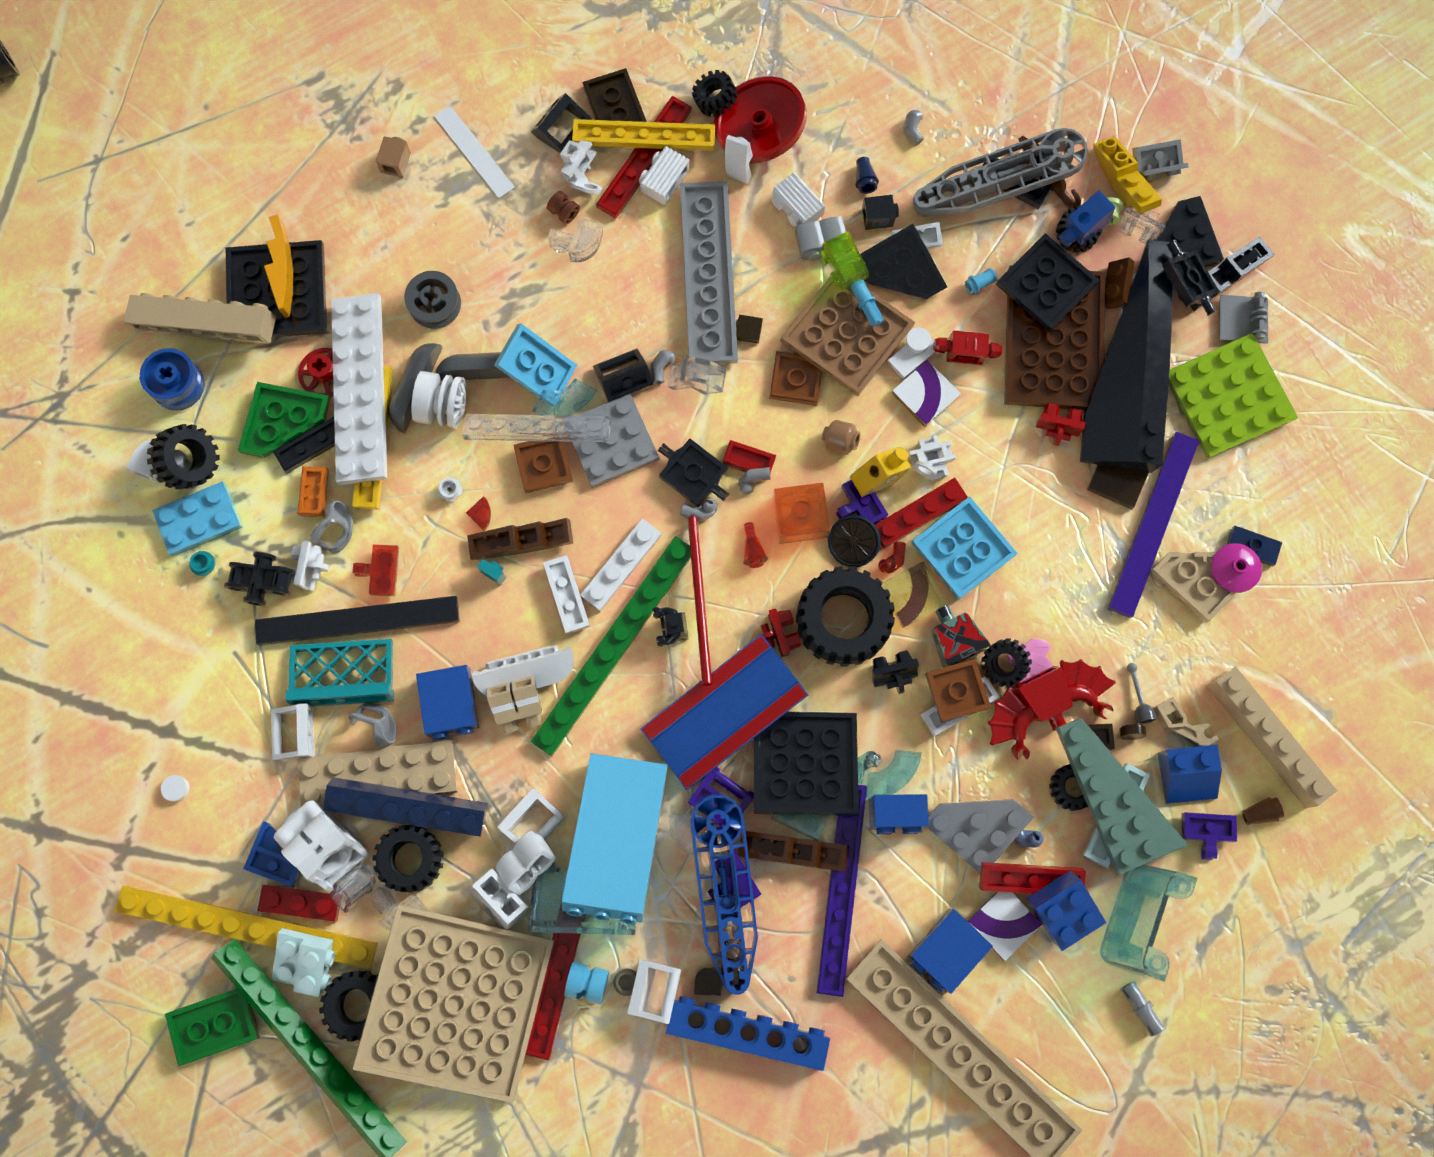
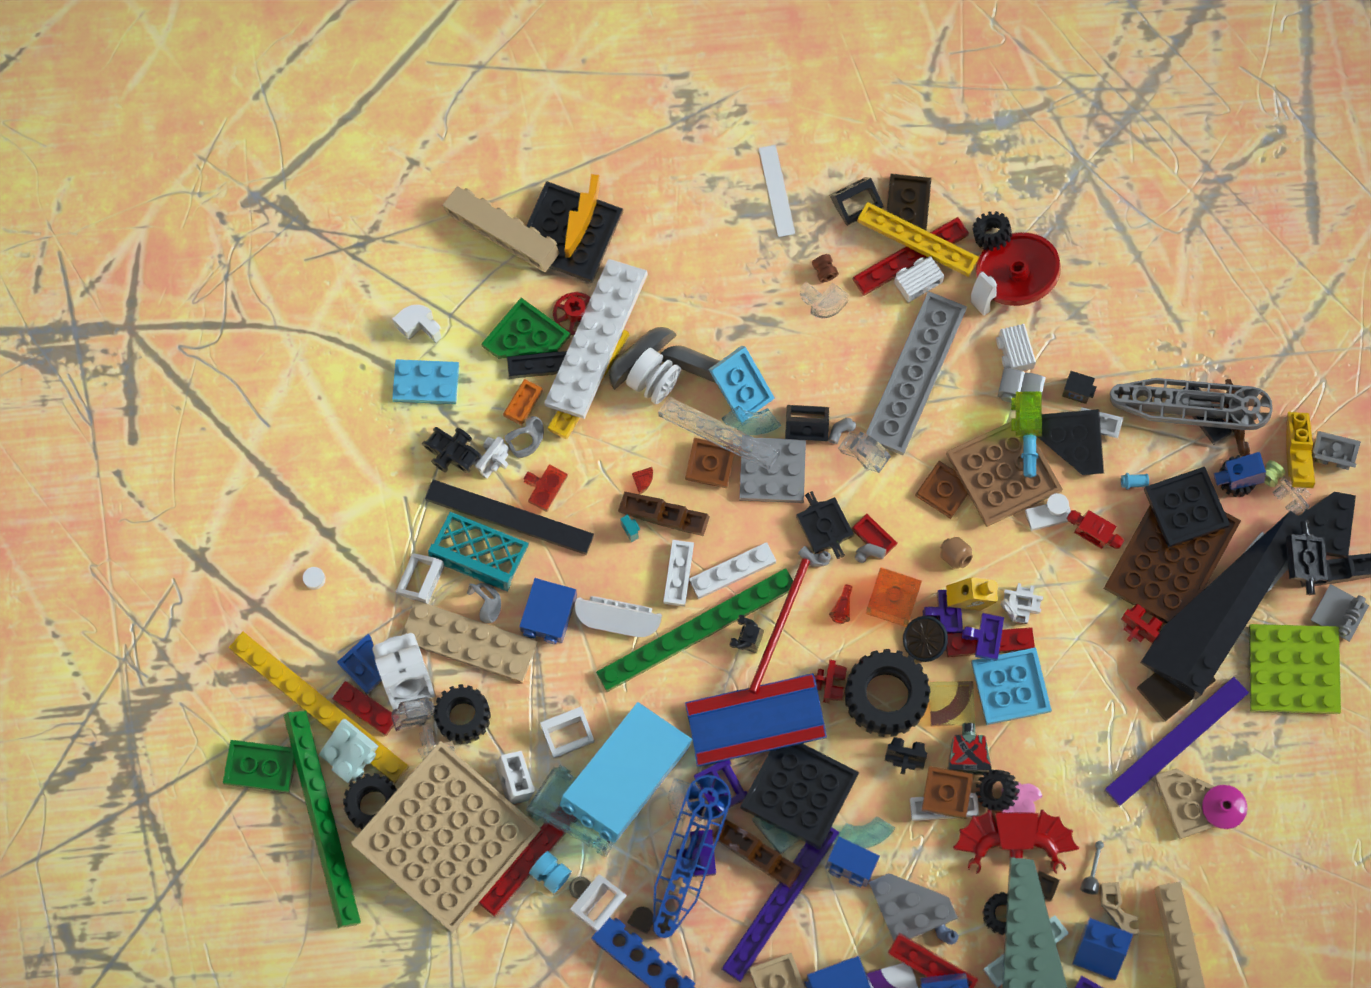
camera: 30 degrees right, 5 degrees down
(164, 462) = (454, 330): black tyre -> none
(172, 379) = (458, 266): blue wheel -> none
(202, 563) = (413, 417): teal plate -> none
(393, 156) = (710, 166): medium nougat brick -> none
(405, 806) = (479, 674): dark blue brick -> none
(420, 293) = (678, 285): dark grey wheel -> none
(448, 483) = (628, 444): white plate -> none
(525, 862) = (548, 758): white brick -> none
(527, 703) = (589, 637): tan hips -> none
(577, 163) = (851, 239): white piece -> none
(749, 328) = (926, 432): dark brown tile -> none
(865, 176) = (1083, 353): dark blue cone -> none
(866, 761) = (847, 813): clear light blue arm -> none
(895, 561) = (950, 670): clear red arm -> none
(911, 124) = (1141, 330): light grey arm -> none
(917, 507) = (987, 636): none -> dark purple plate
(926, 393) = (1043, 550): tile -> none
(1118, 282) = (1247, 534): reddish brown plate -> none
(1132, 731) = (1072, 893): dark brown tile -> none
(1265, 547) = (1257, 803): dark blue plate -> none

